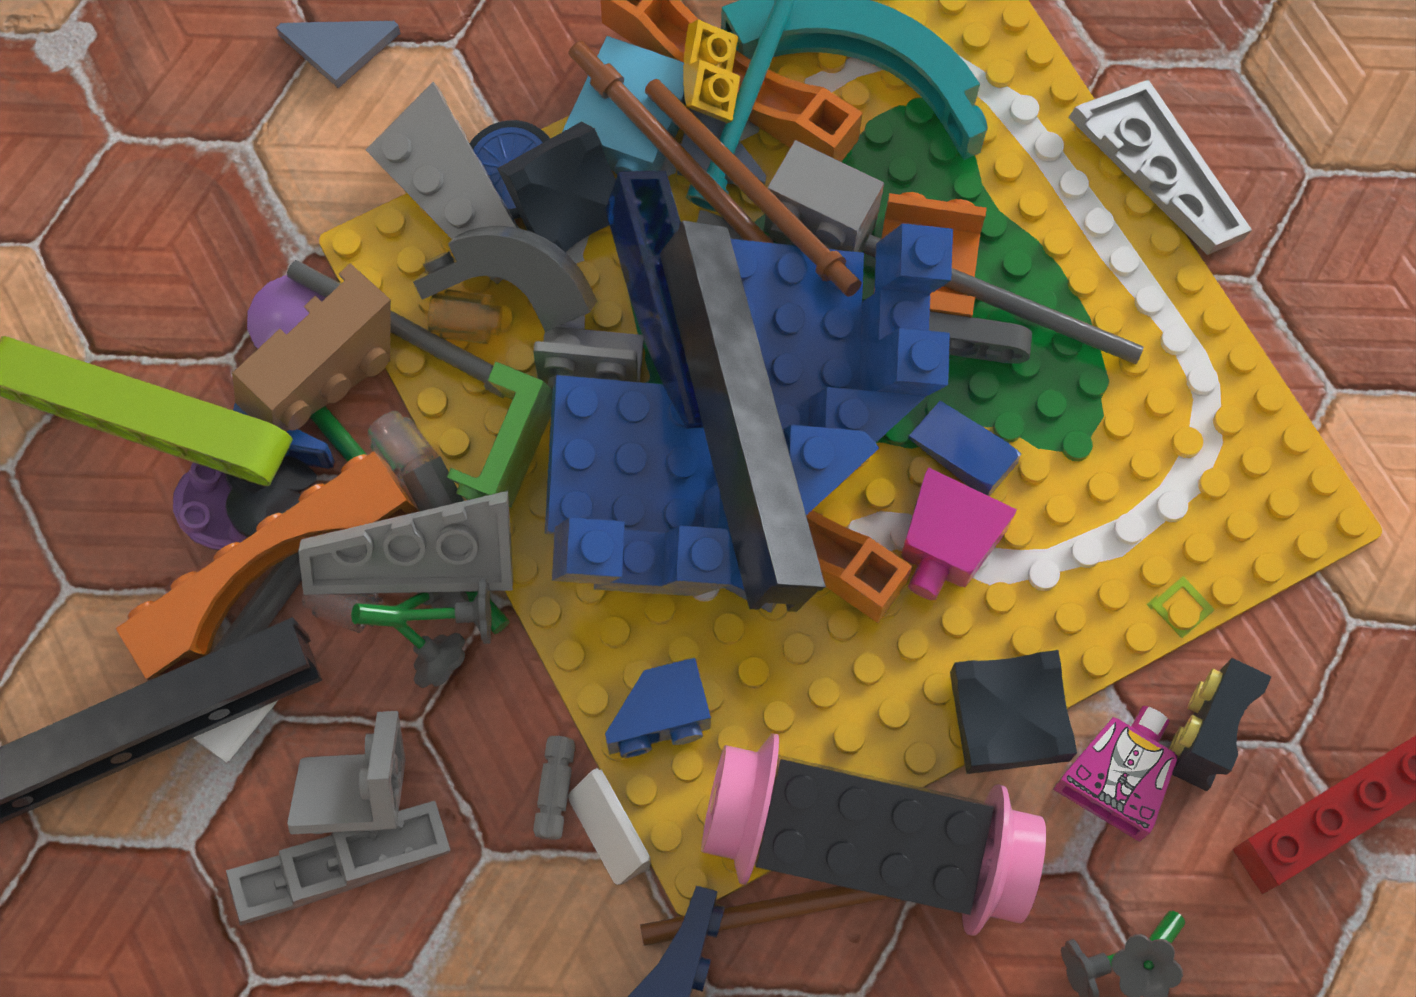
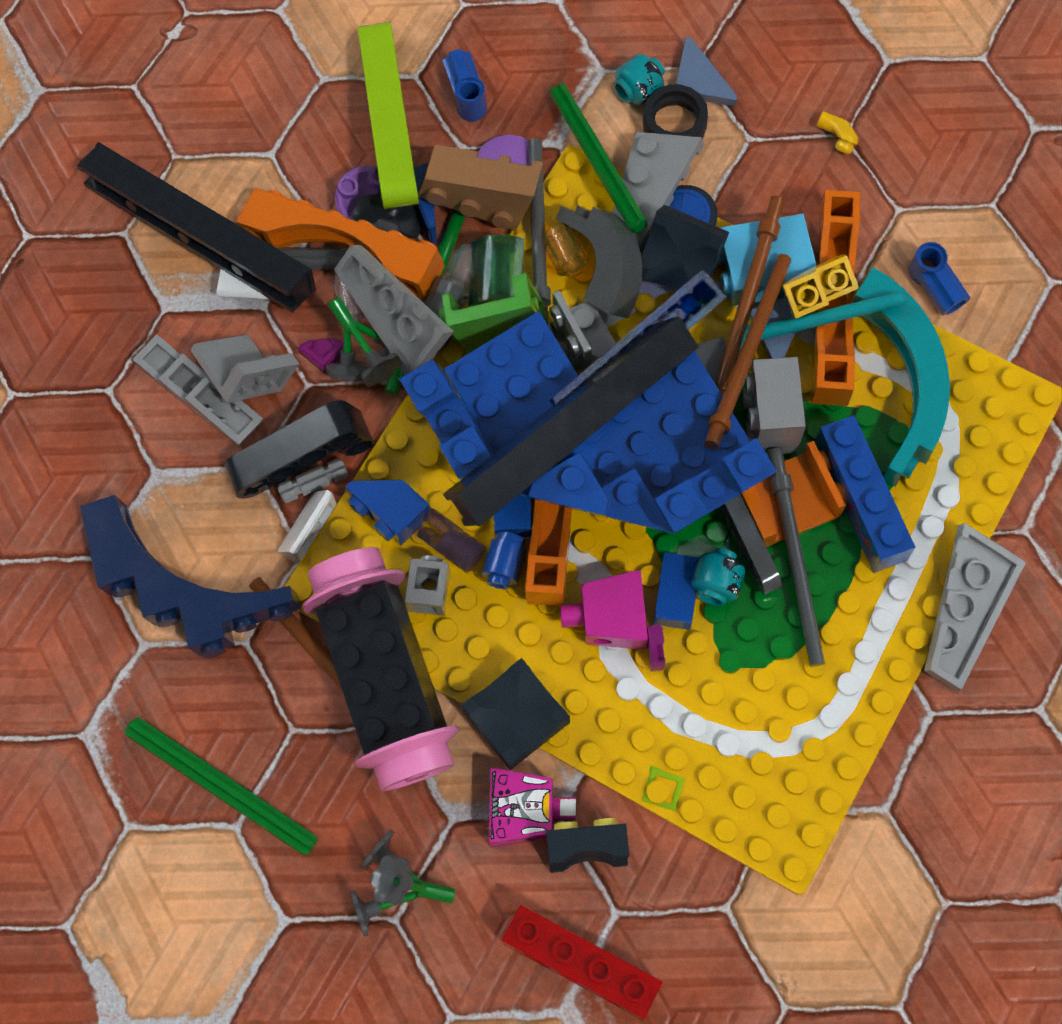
camera: 65 degrees right, 0 degrees up
(152, 301) = (465, 85): none -> blue piece
(296, 108) = (638, 79): none -> teal head
(359, 72) = (676, 95): none -> black tyre
(370, 209) = (598, 158): none -> green axle
(389, 679) = (322, 352): none -> magenta tile
(441, 409) = (492, 266): none -> clear green brick
(508, 782) = (297, 446): none -> black beam
(759, 658) = (455, 543): none -> hinge
(787, 700) = (423, 571): none -> light grey brick
(818, 622) = (504, 560): none -> blue brick
(981, 393) = (718, 577): none -> teal head
(1011, 186) = (868, 497): none -> blue brick
(1025, 516) = (655, 647): none -> magenta tile

